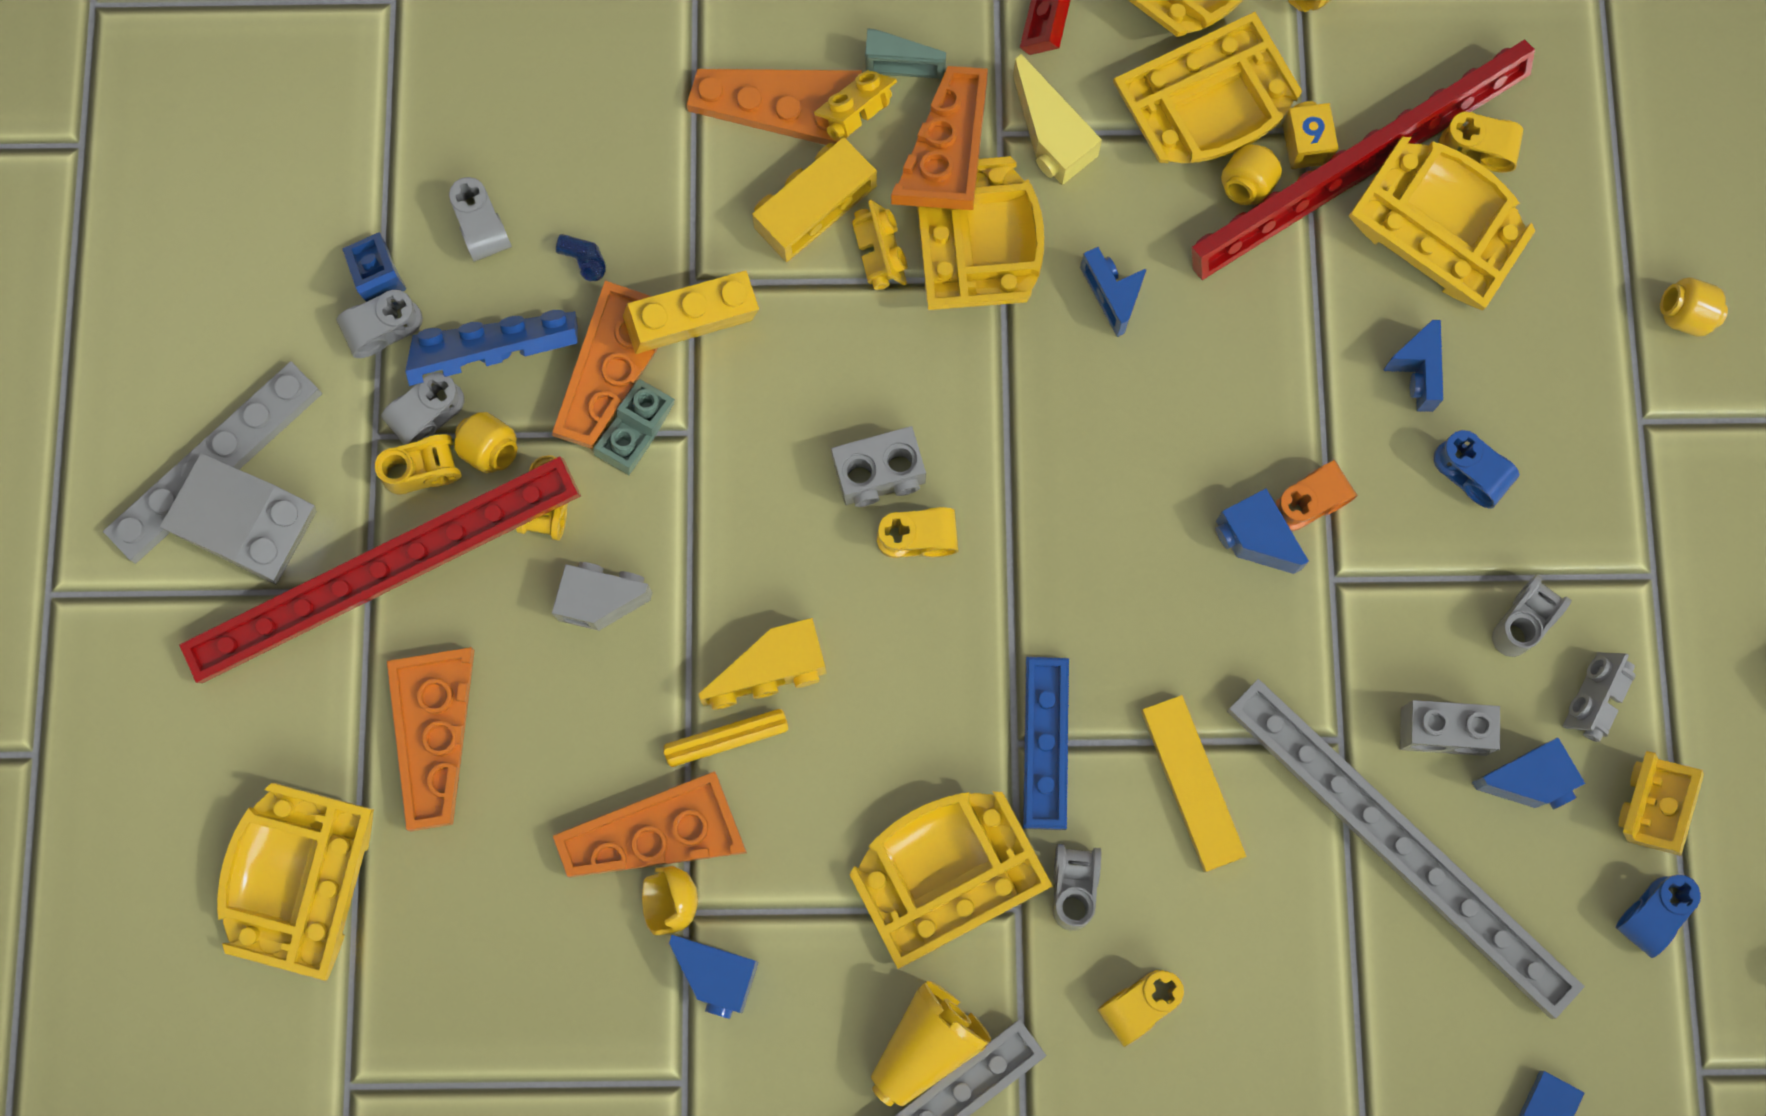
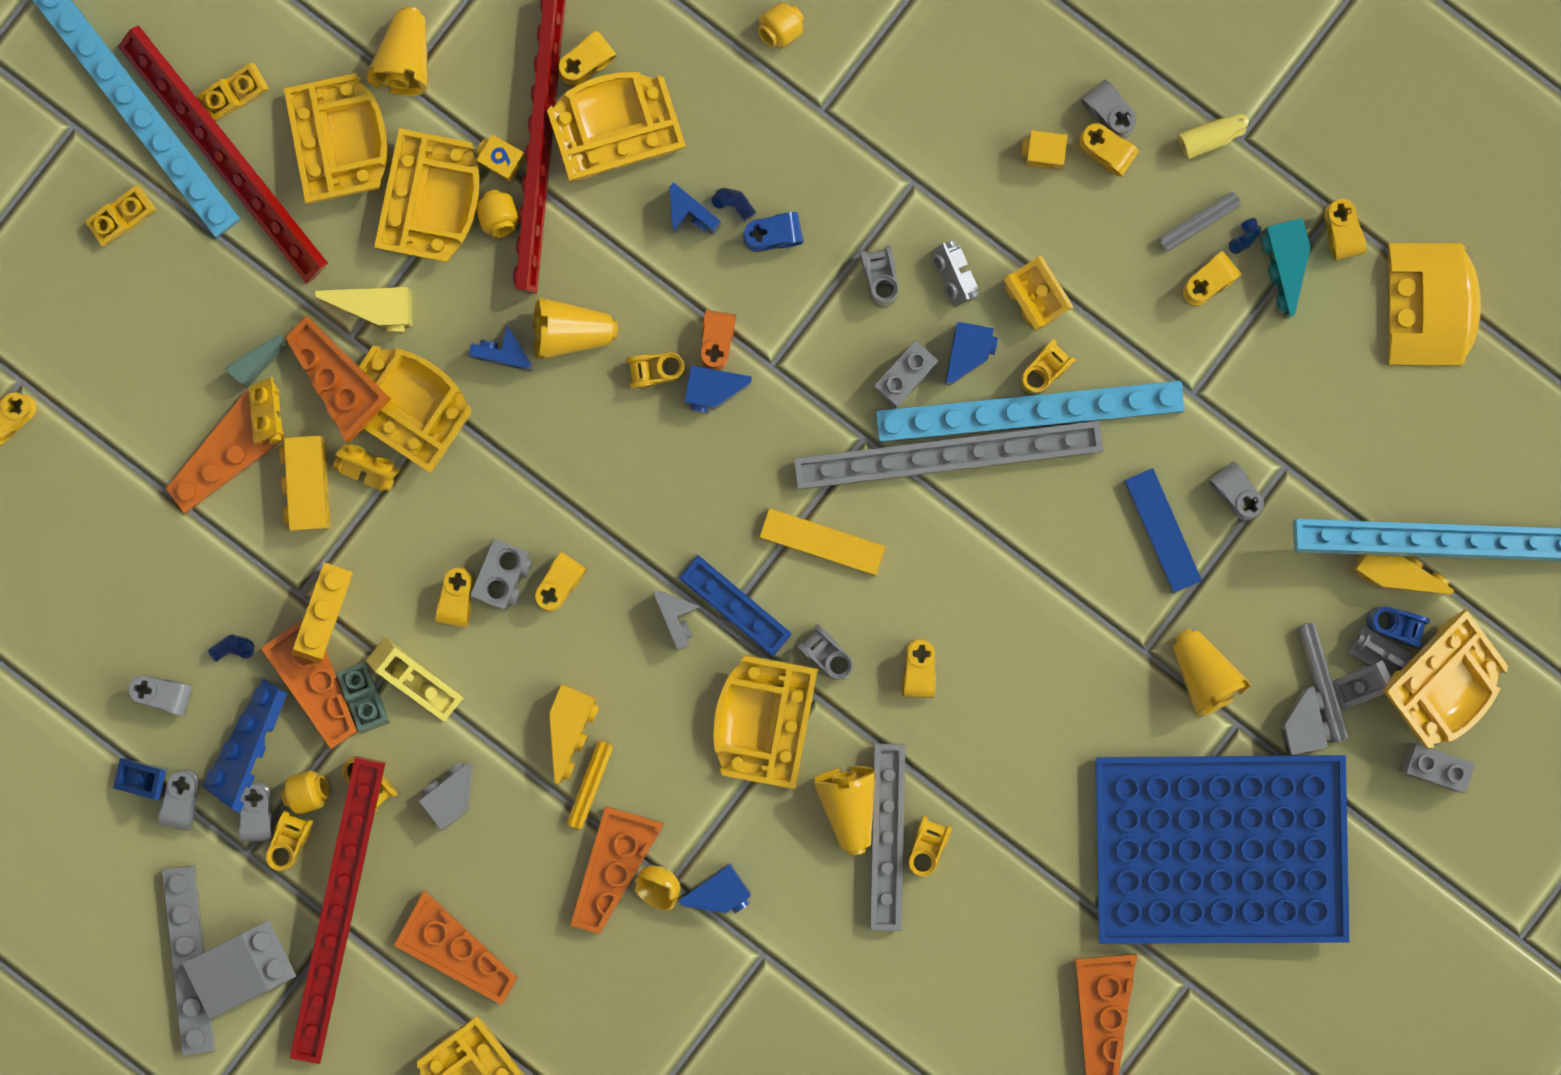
camera: 55 degrees left, 10 degrees up
(694, 463) = (414, 679): none -> light yellow slope
(810, 441) = (455, 604): none -> yellow piece
(988, 676) = (671, 609): none -> light grey slope
(1197, 336) = (569, 328): none -> yellow cone
(1225, 455) = (652, 370): none -> yellow piece
(1474, 402) = (733, 198): none -> clear blue arm
(1529, 903) = (1030, 411): none -> medium azure plate
(1593, 879) = (1049, 365): none -> yellow piece
(1655, 920) = (1095, 352): blue piece -> none

